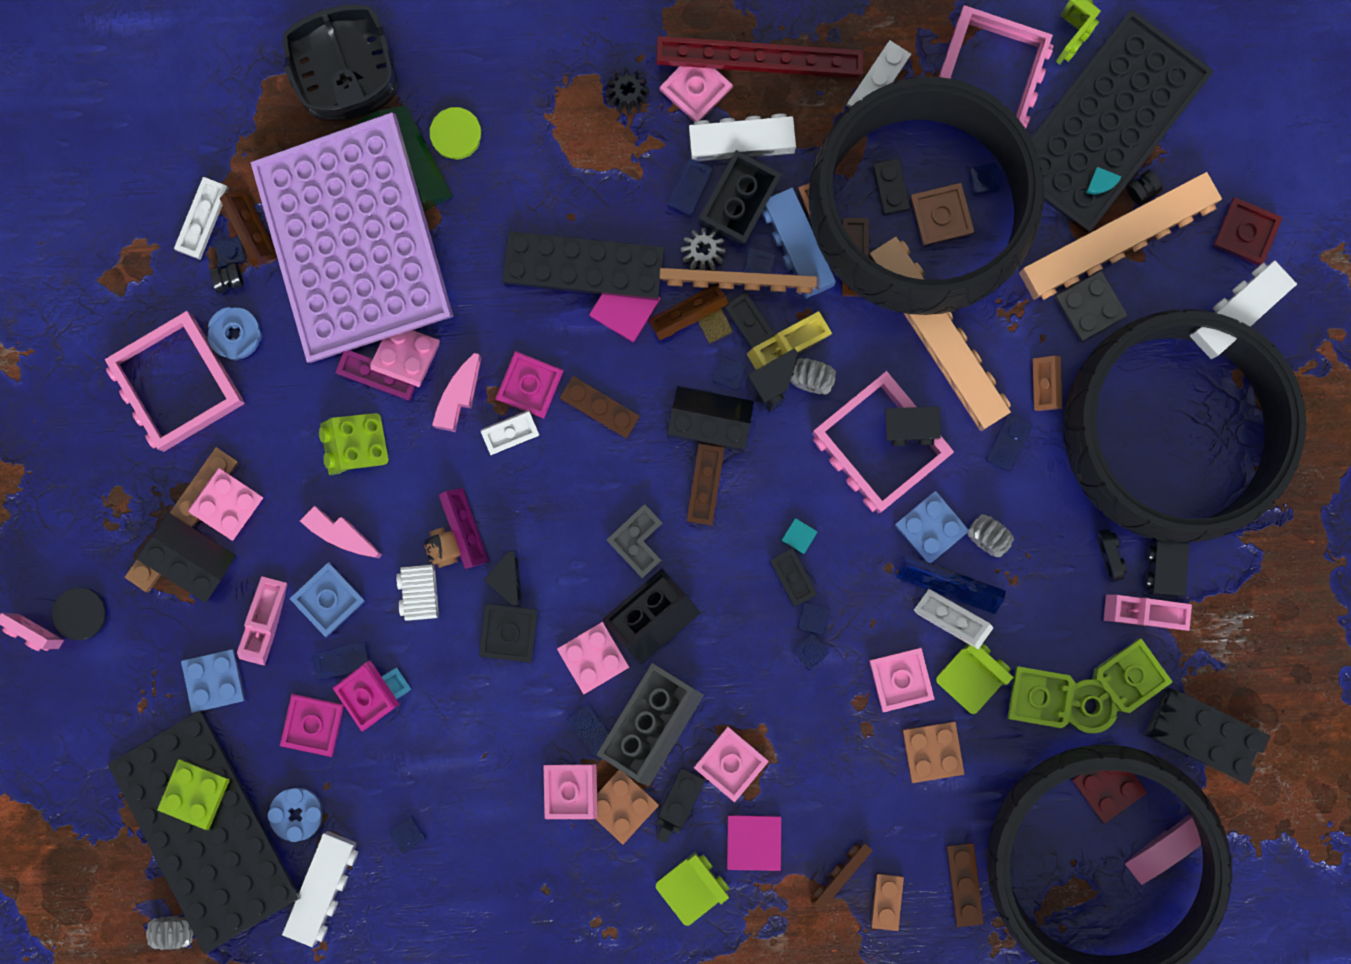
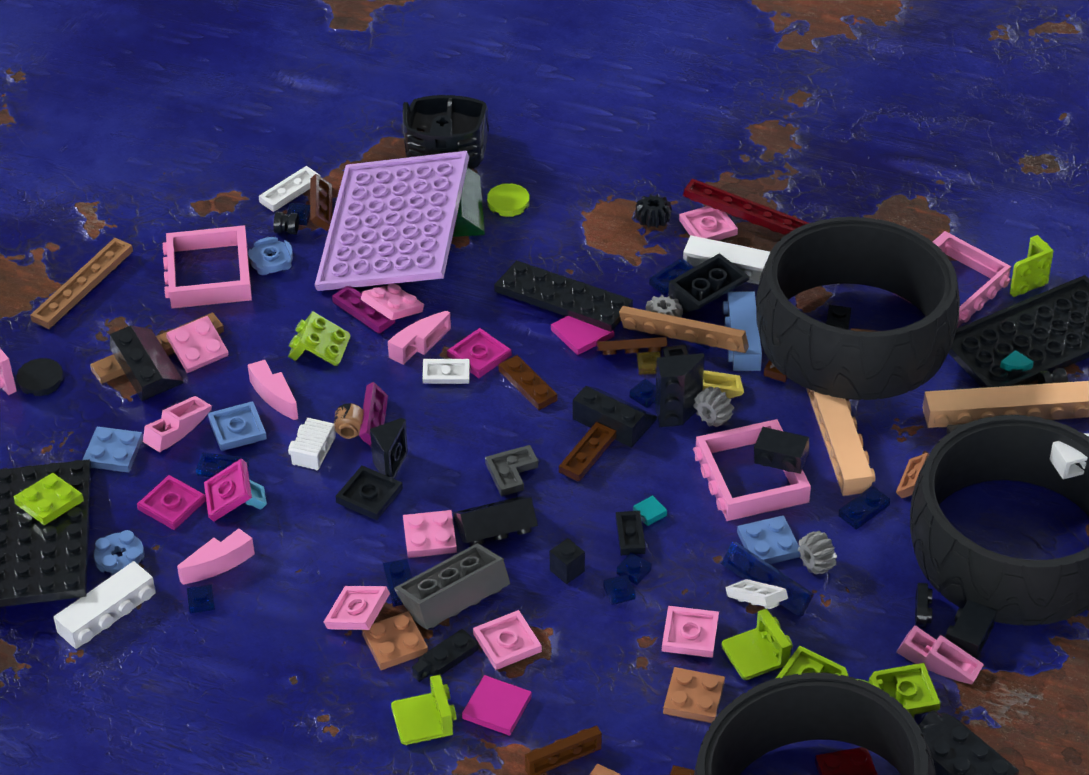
camera: 25 degrees right, 40 degrees down
(47, 461) = (81, 283): none -> medium nougat plate
(399, 782) = (216, 557): none -> bright pink slope
(748, 644) = (567, 561): none -> black brick

